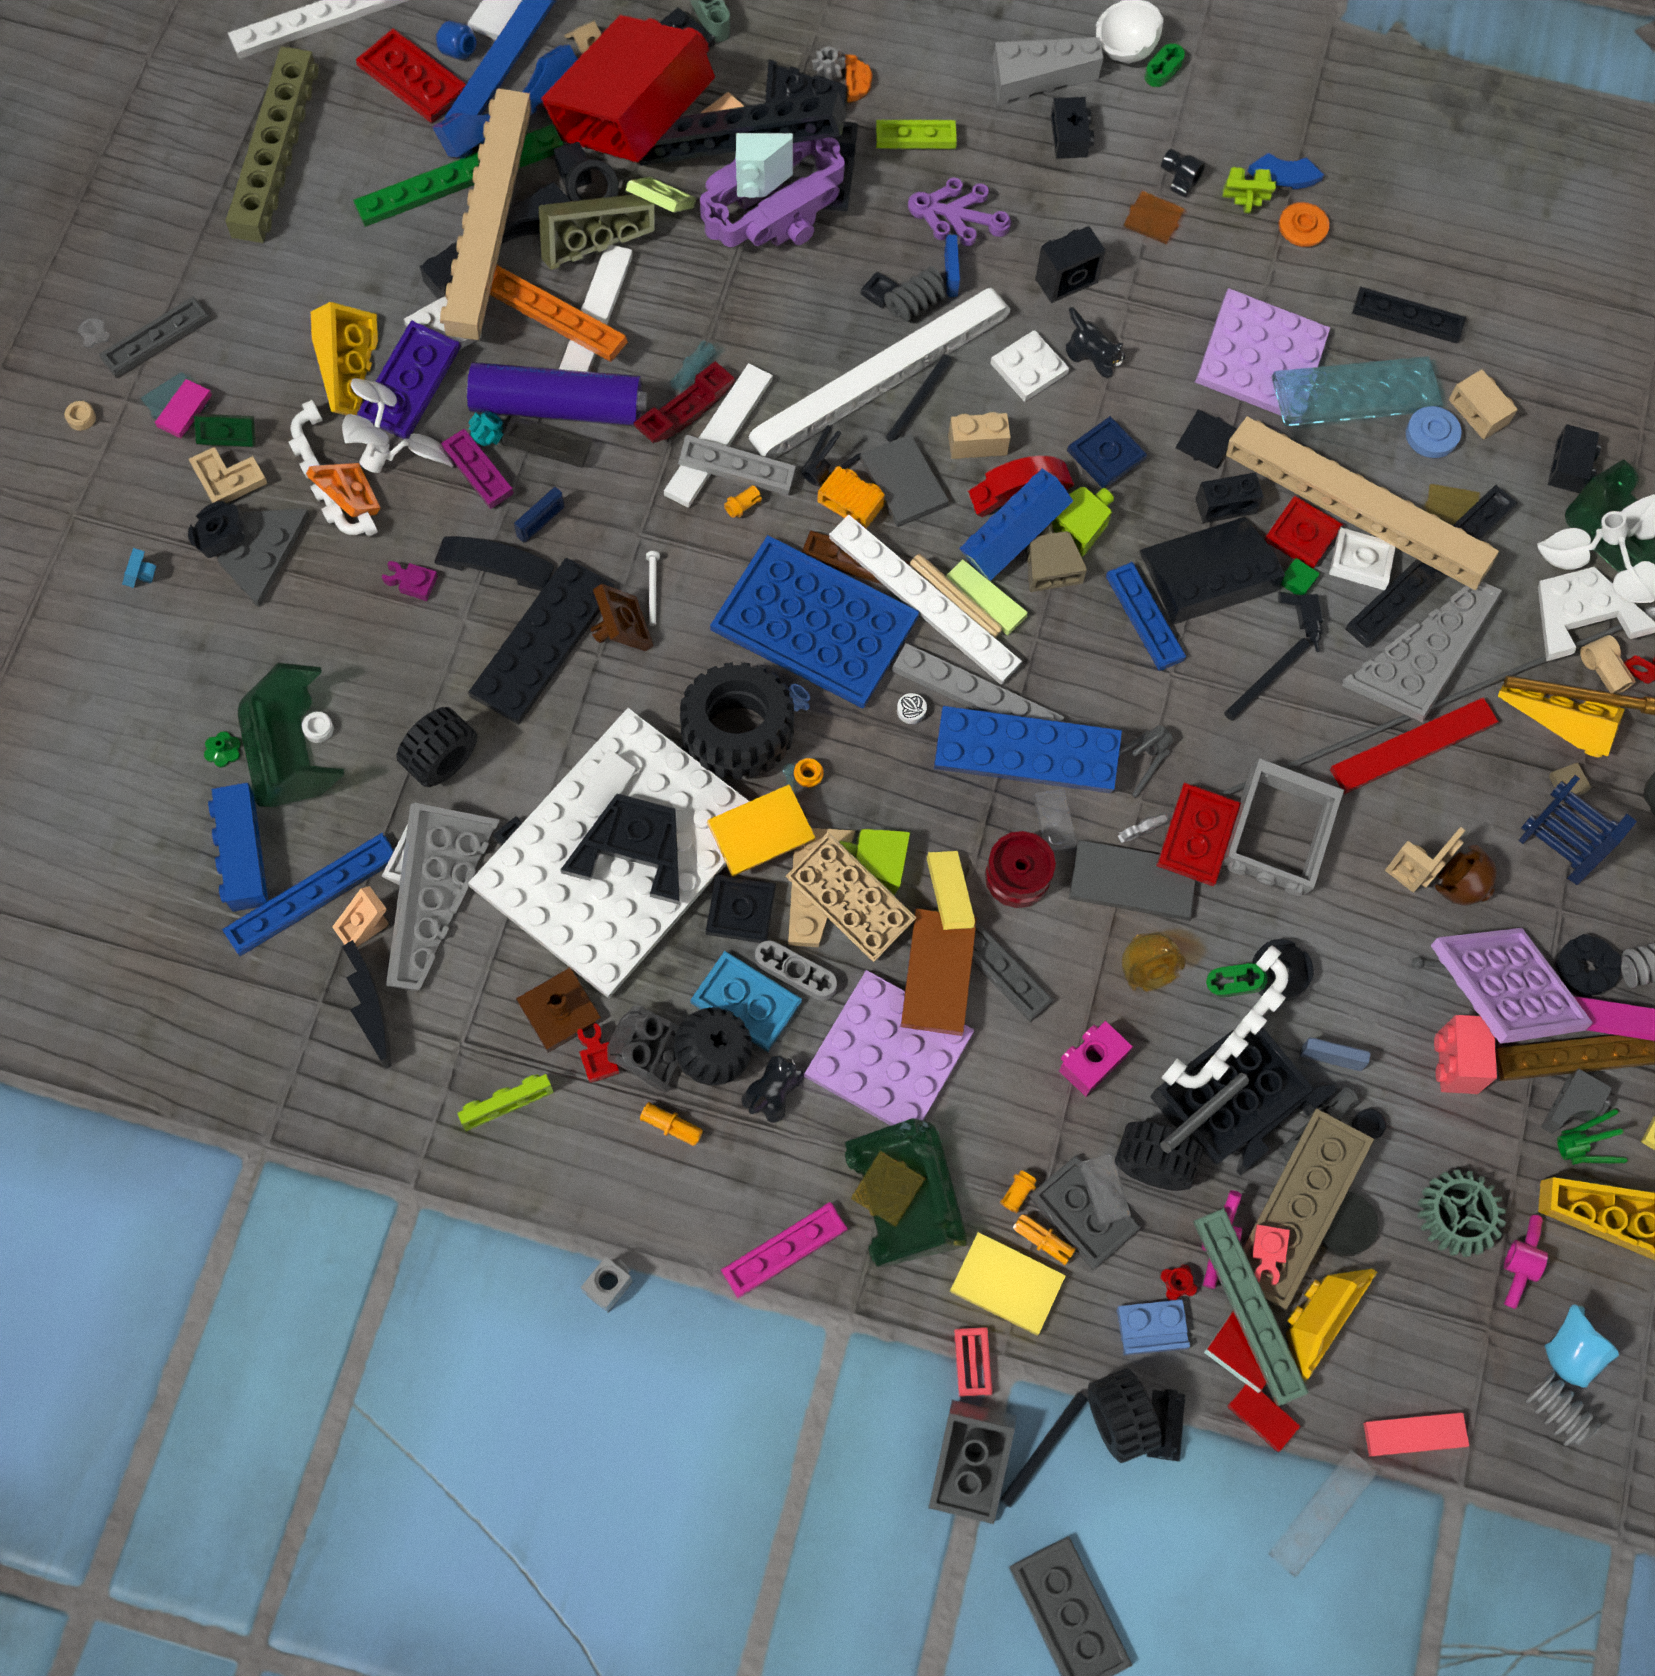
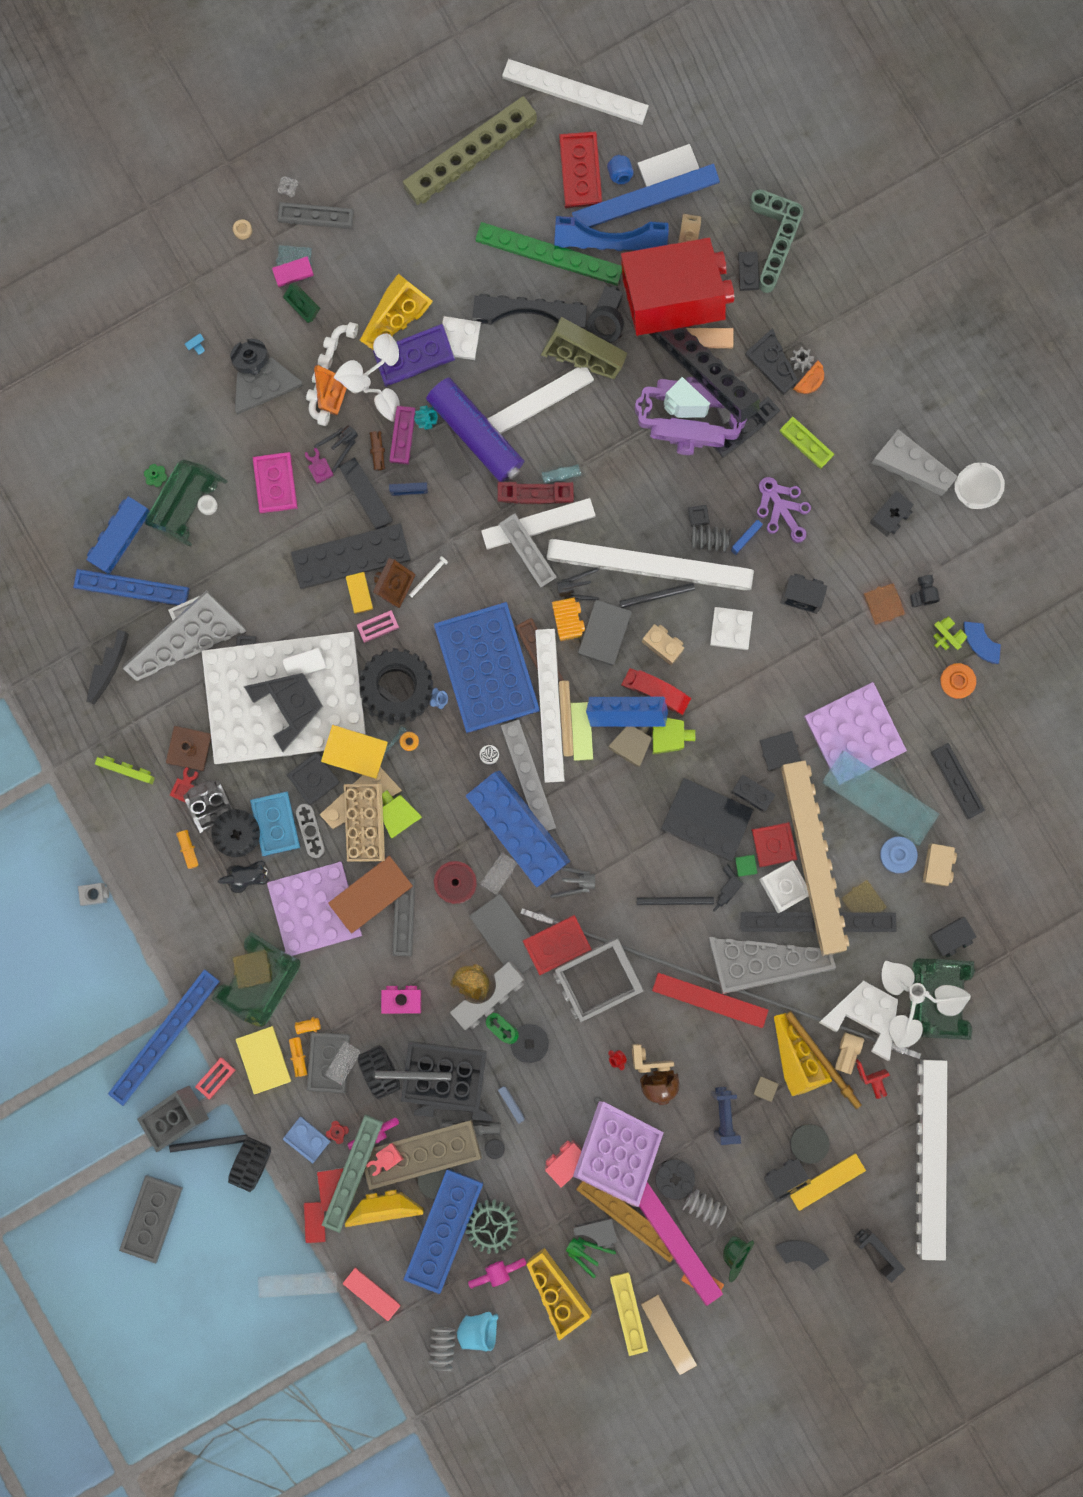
camera: 50 degrees right, 15 degrees up
(223, 482) = (275, 330): tan plate -> none
(361, 918) = (140, 623): light nougat slope -> none
(376, 638) = (275, 482): none -> dark pink tile
(413, 522) = (345, 436): none -> black plant
(436, 746) = (245, 570): black tyre -> none
(464, 507) = (377, 451): none -> reddish brown pin
(487, 215) = (533, 296): tan brick -> none
(557, 314) = (517, 381): orange plate -> none
(591, 668) = (359, 592): none -> yellow tile
(639, 706) = (380, 633): none -> bright pink tile
(661, 194) = (635, 362): yellowish green tile -> none
(737, 505) = (513, 571): light orange pin -> none
(784, 1250) = (183, 952): dark pink tile -> none
(864, 1375) = (164, 1037): none -> blue plate
(950, 890) = (414, 861): light yellow tile -> none
(1091, 343) = (772, 646): black animal -> none
(1107, 452) = (719, 712): dark blue plate -> none
(1145, 616) = (650, 814): blue tile -> none
(1168, 68) = (984, 525): green beam -> none
(1169, 1410) = (269, 1185): black hinge -> none
(1187, 920) = (469, 1011): none -> light grey arch
(1235, 1042) = (462, 1057): white bar -> none
(1392, 889) = (617, 1059): none -> red plate
(1418, 1273) = (443, 1231): none -> blue plate

